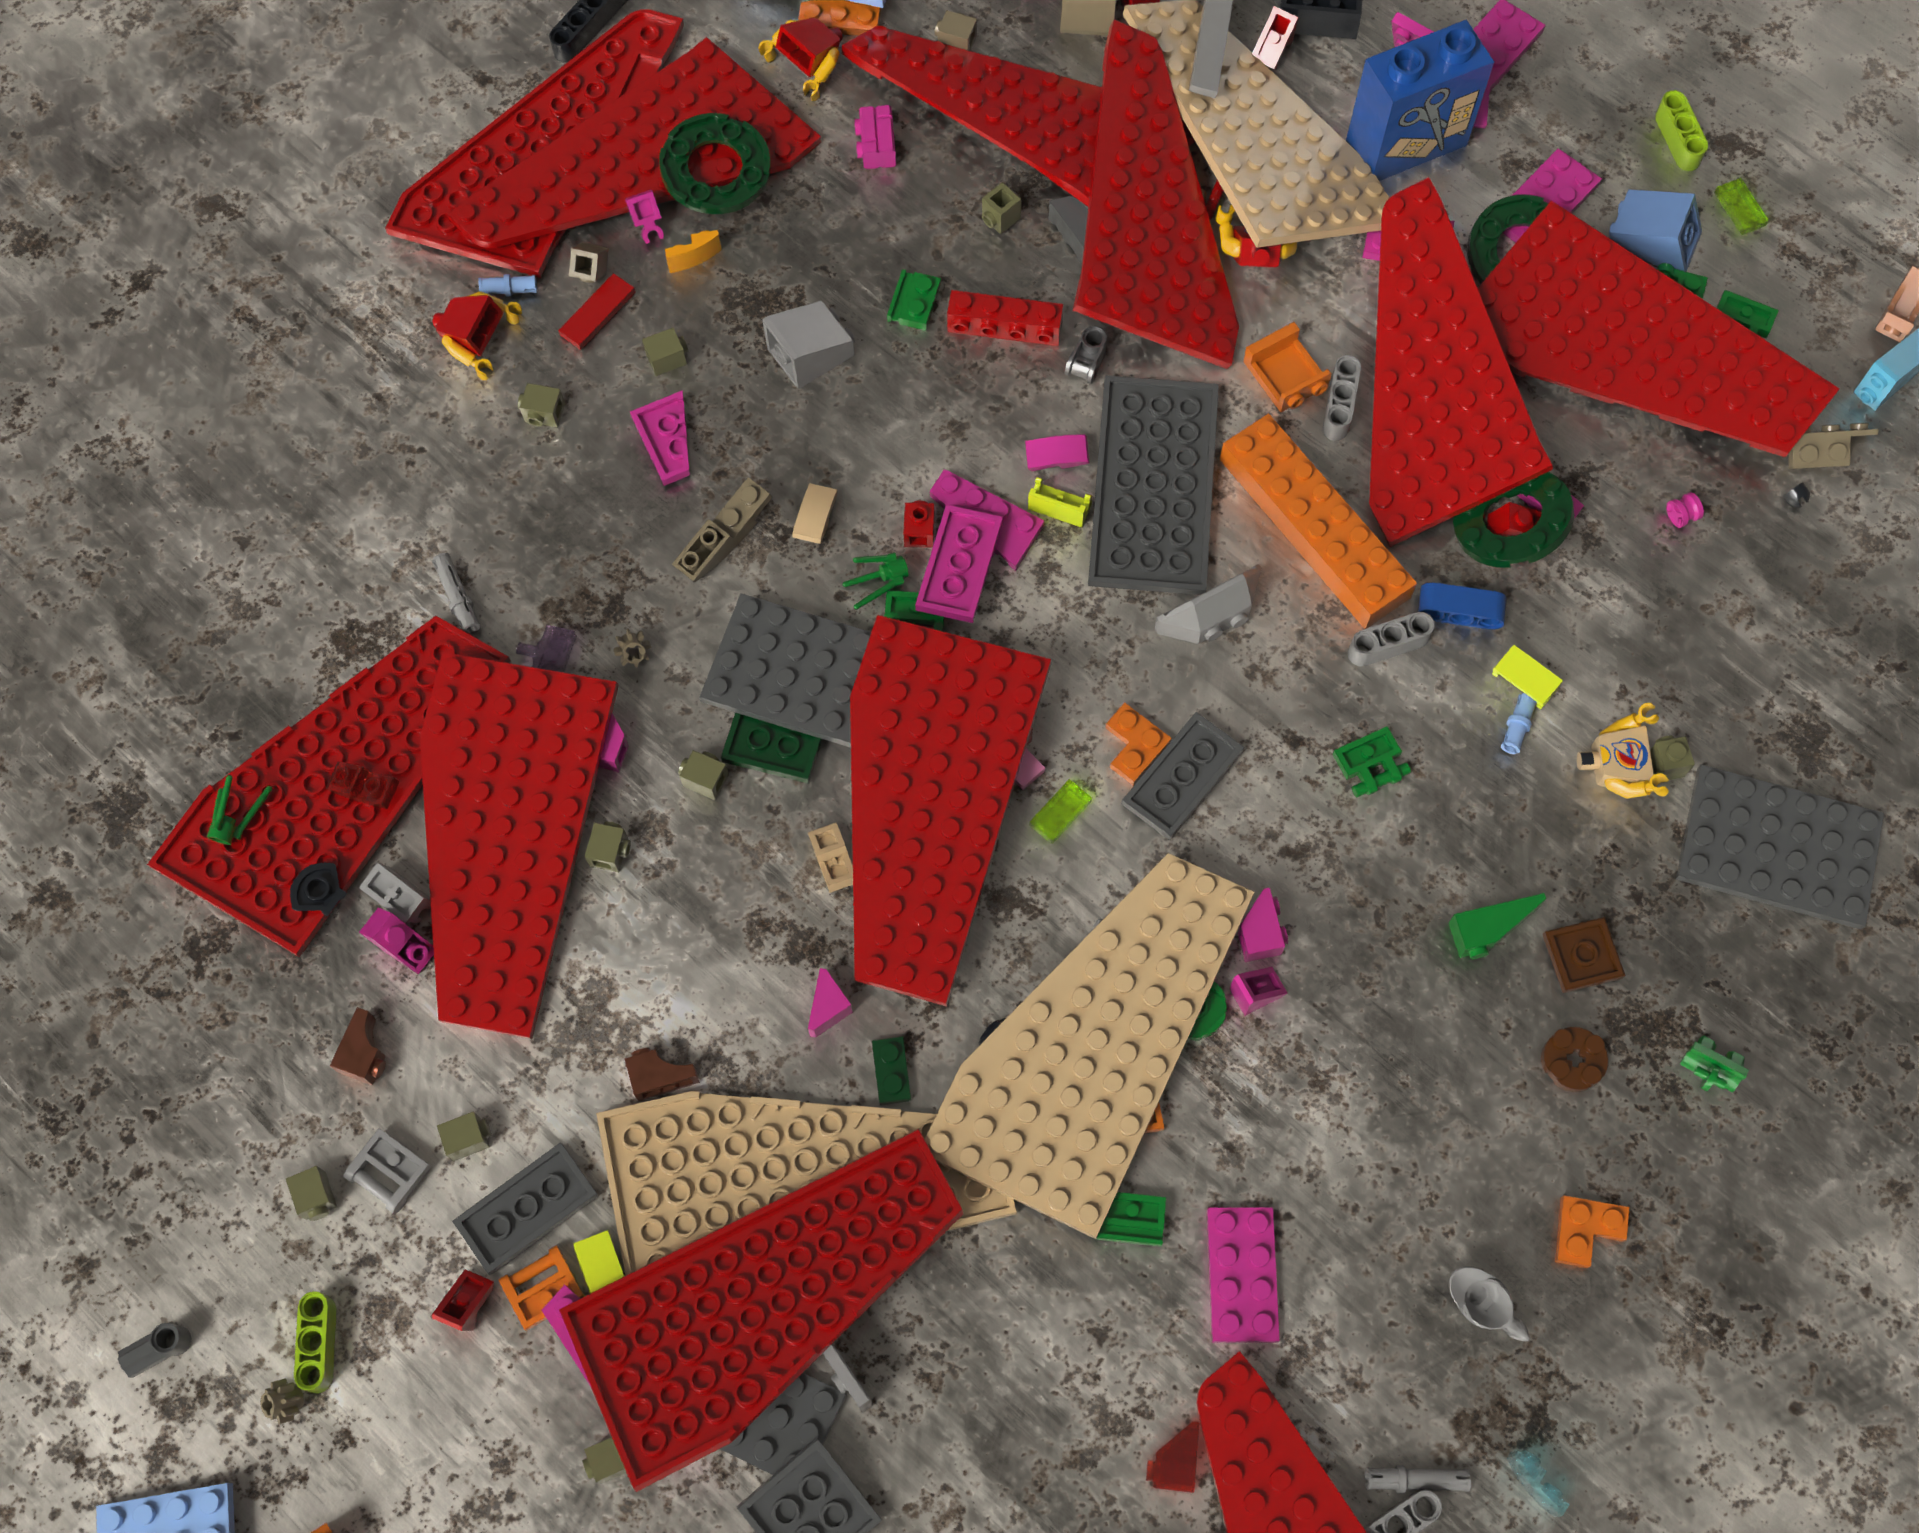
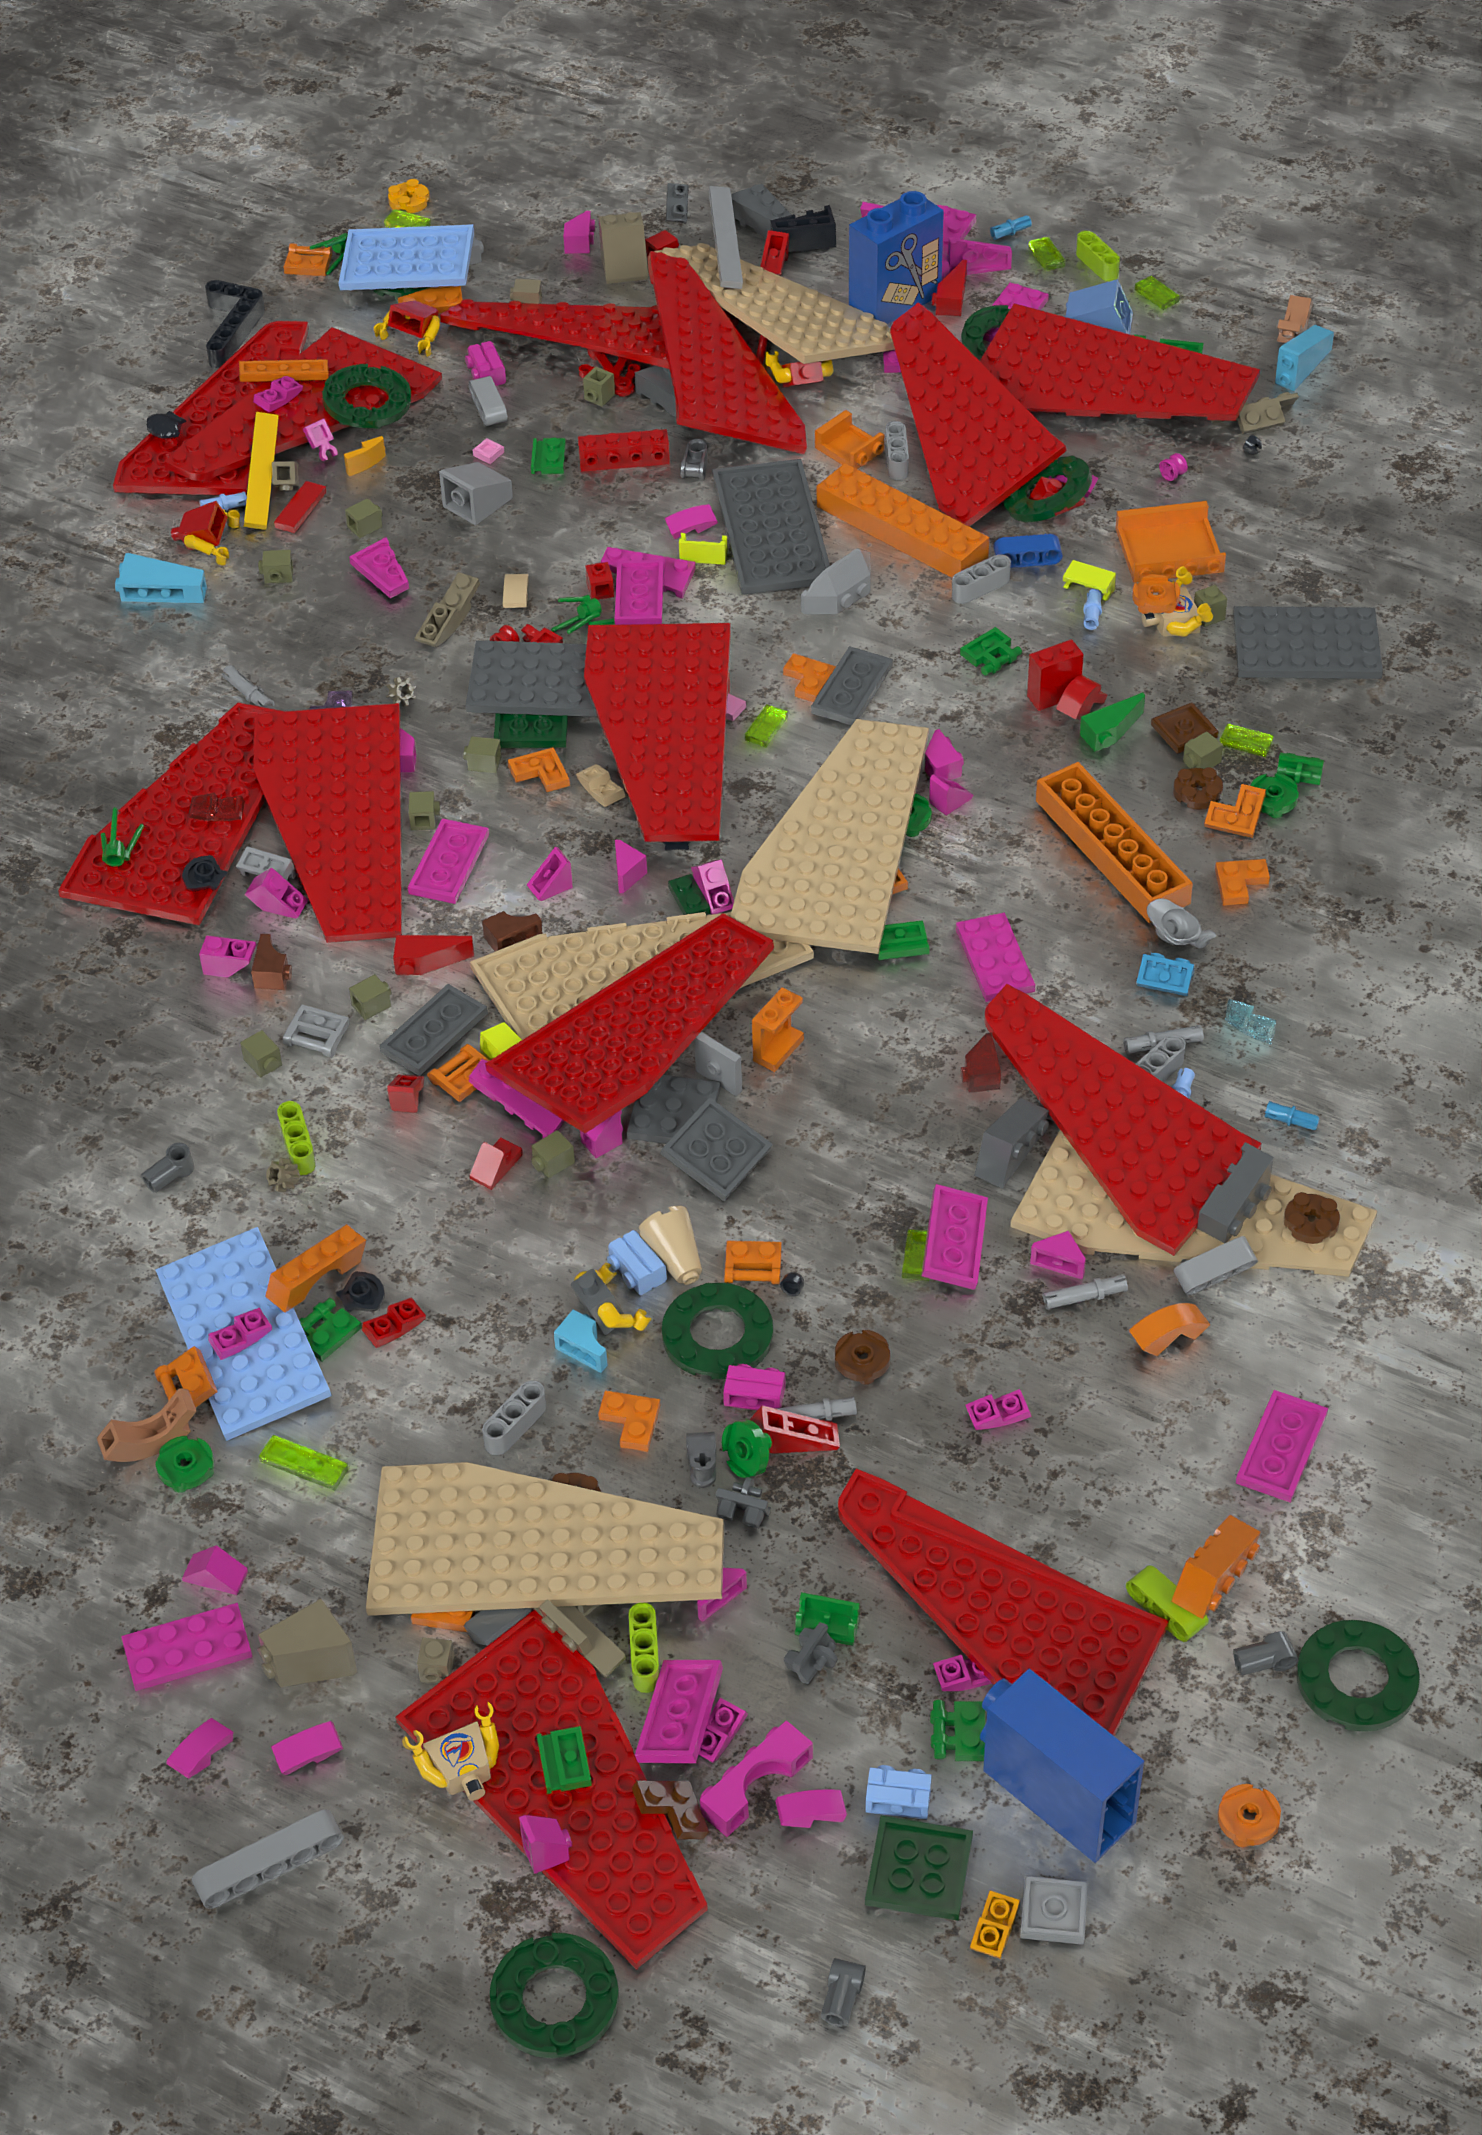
camera: 15 degrees left, 20 degrees down
(309, 1025) = (225, 955): none -> dark pink slope
(396, 394) = (159, 581): none -> medium azure slope
(467, 150) = (165, 425): none -> black animal
(542, 1445) = (494, 1162): none -> slope
(546, 1083) = (429, 952): none -> red slope
(557, 254) = (261, 471): none -> yellow tile
(611, 138) = (281, 392): none -> dark pink slope
(616, 936) = (448, 861): none -> dark pink plate
(626, 100) = (275, 370): none -> orange tile
(729, 999) = (552, 876): none -> dark pink slope
(772, 808) = (542, 764): none -> orange plate
(779, 591) = (506, 633): none -> red wheel
(826, 603) = (542, 636): none -> red plate
(844, 274) = (488, 451): none -> bright pink tile
(863, 196) = (488, 401): none -> light grey beam
(923, 1067) = (714, 885): none -> dark pink slope
(933, 1346) = (772, 1030): none -> orange panel
(1026, 182) = (622, 385): none -> red plant
(1439, 838) = (1052, 672): none -> red brick
(1441, 1135) = (1111, 839): none -> orange brick
(1449, 1370) = (1165, 974): none -> dark azure bracket
(1463, 877) = (1080, 696): none -> red brick
(1479, 148) = (951, 292): none -> red slope
(1527, 101) = (980, 256): none -> dark pink wing
(1583, 56) = (1010, 227): none -> dark azure axle
(1594, 750) = (1167, 596): none -> orange plate
(1594, 1006) = (1203, 752): none -> olive brick
(1614, 1132) = (1239, 818): none -> orange plate
(1618, 108) = (1047, 253): none -> clear neon green tile
(1646, 636) = (1167, 538): none -> orange panel
(1658, 992) = (1246, 740): none -> clear neon green tile
(1664, 1116) = (1286, 798): none -> green plate

